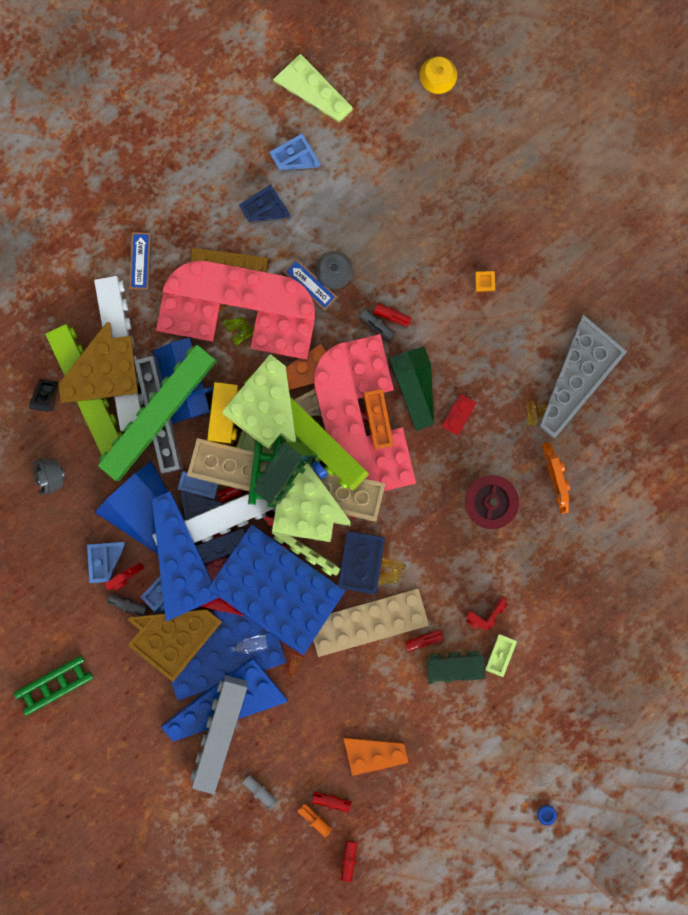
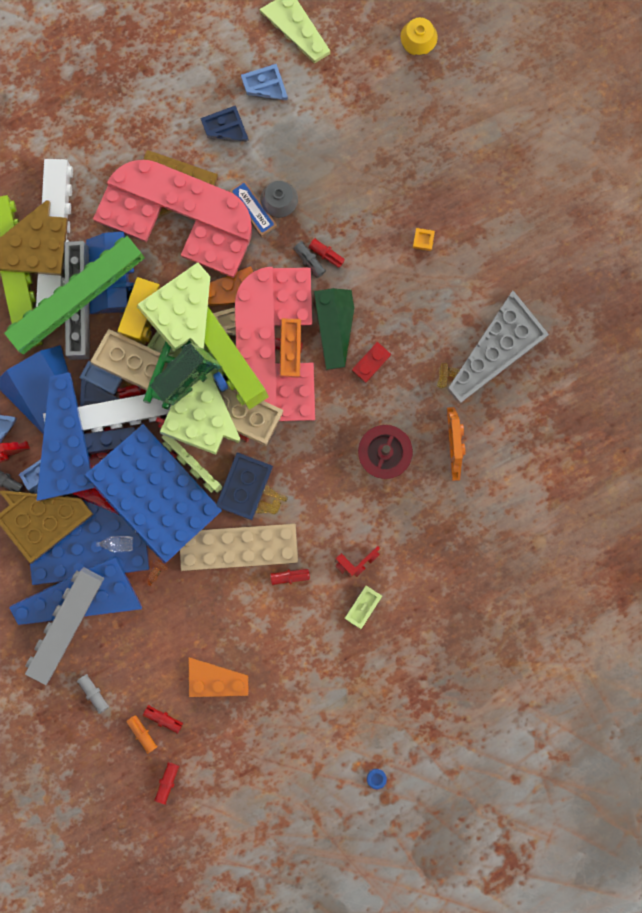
camera: 10 degrees right, 5 degrees down
(140, 261) = (93, 153): tile -> none
(246, 331) = (177, 242): clear neon green piece -> none
(454, 667) = (315, 608): clear green wedge -> none

